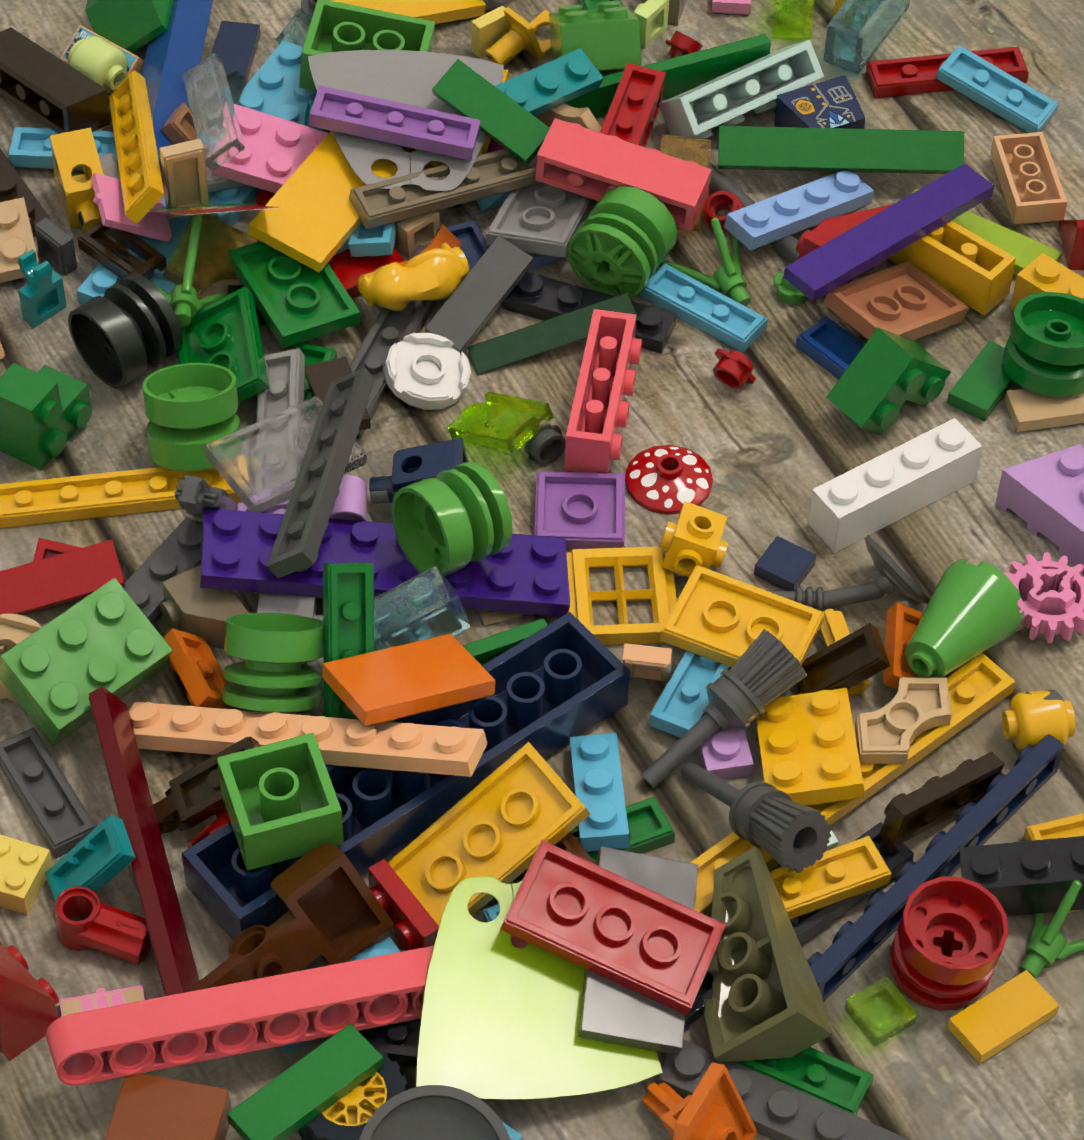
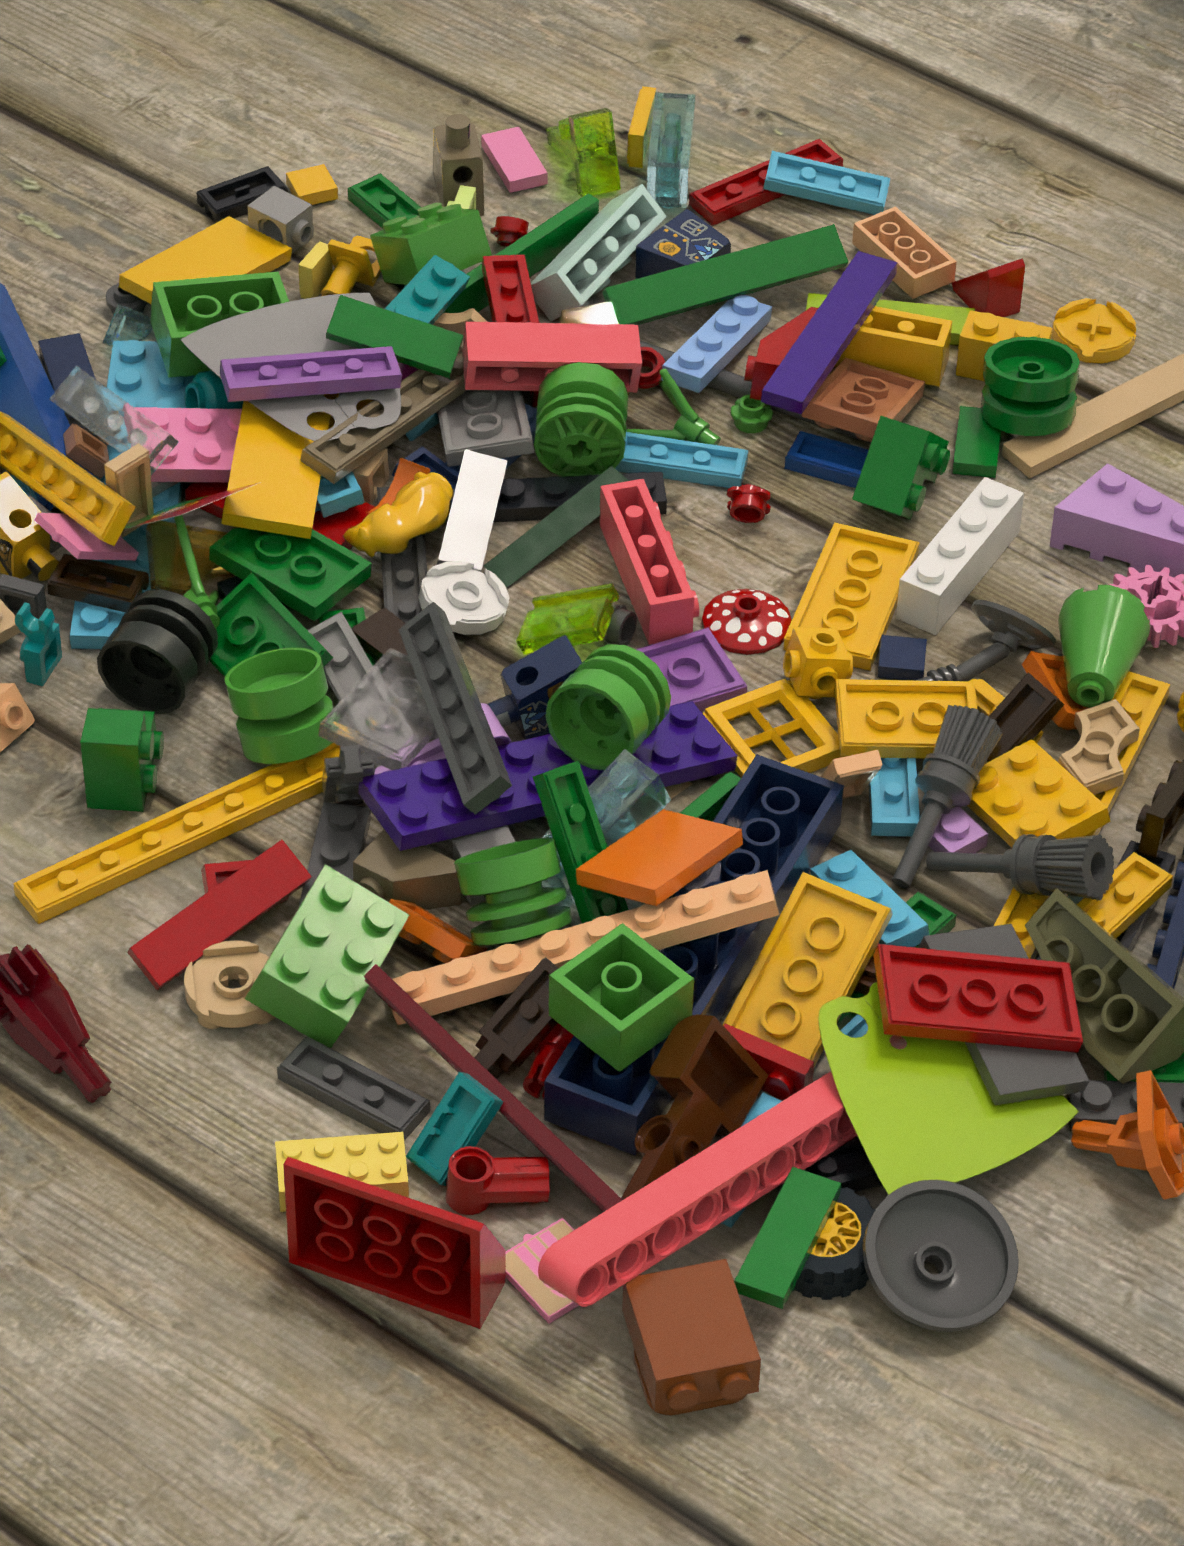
camera: 25 degrees left, 5 degrees down
(775, 484) = (855, 589): none -> yellow tile

